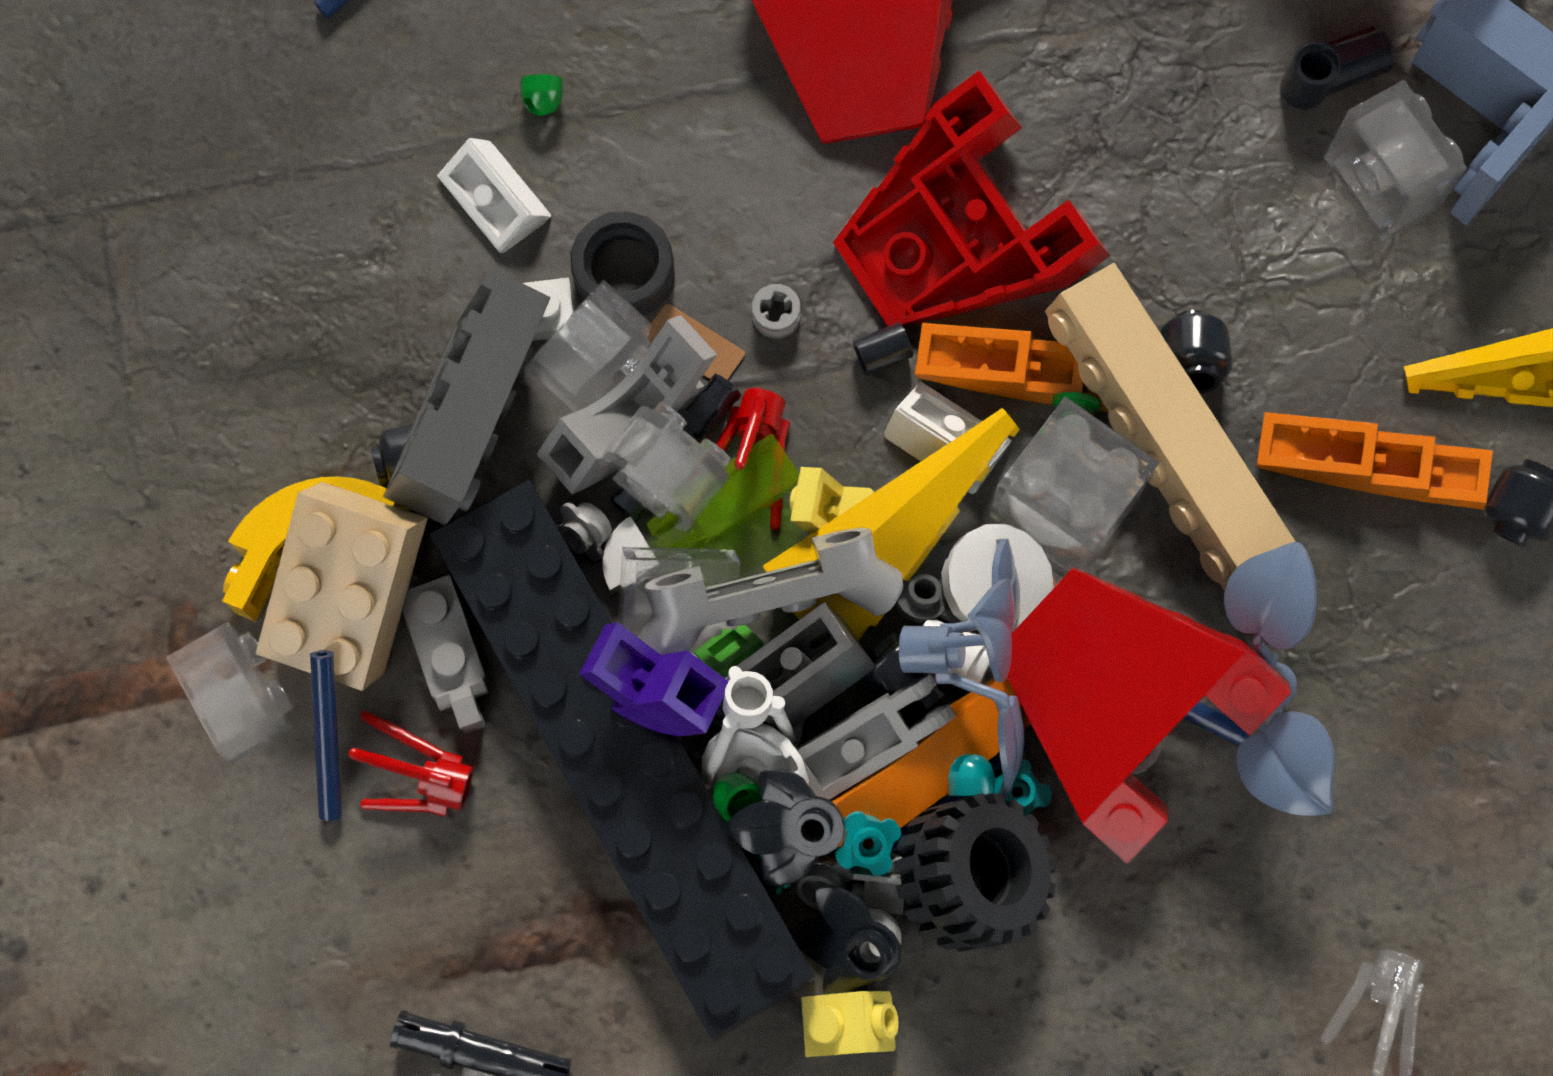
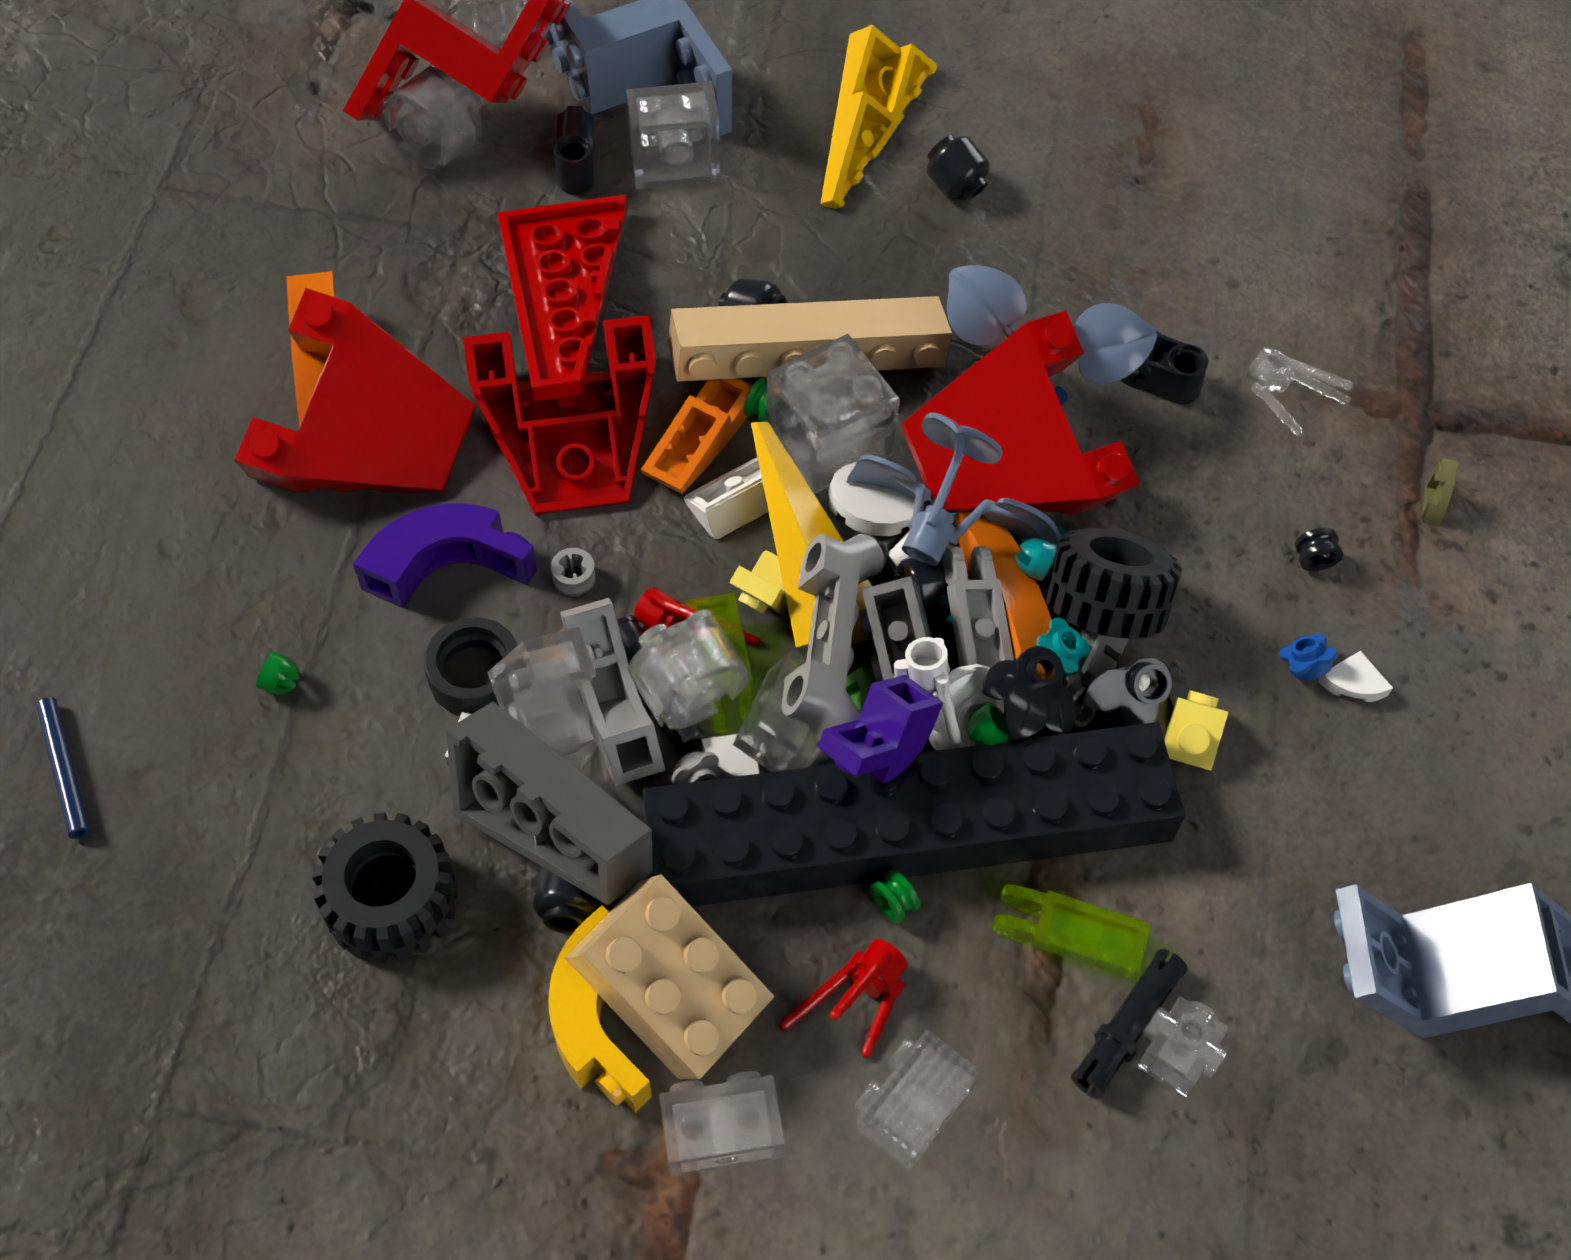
camera: 75 degrees left, 15 degrees down
(322, 864) = (915, 1098): none -> clear brick
(325, 735) = (799, 1044): dark blue piece -> none
(339, 256) = (376, 849): none -> black tyre
(447, 650) = (768, 930): light grey hinge -> none
(493, 194) = (347, 752): white slope -> none
(528, 771) = (894, 896): none -> green bush
(561, 970) = (1075, 930): none -> clear neon green hinge
(735, 147) = (437, 537): none -> dark purple arch
(882, 349) = (645, 508): black hinge -> none
(1141, 128) = (559, 282): none -> red wing
(1339, 837) = (1171, 371): none -> black piece
(1374, 461) = (886, 240): orange slope -> none

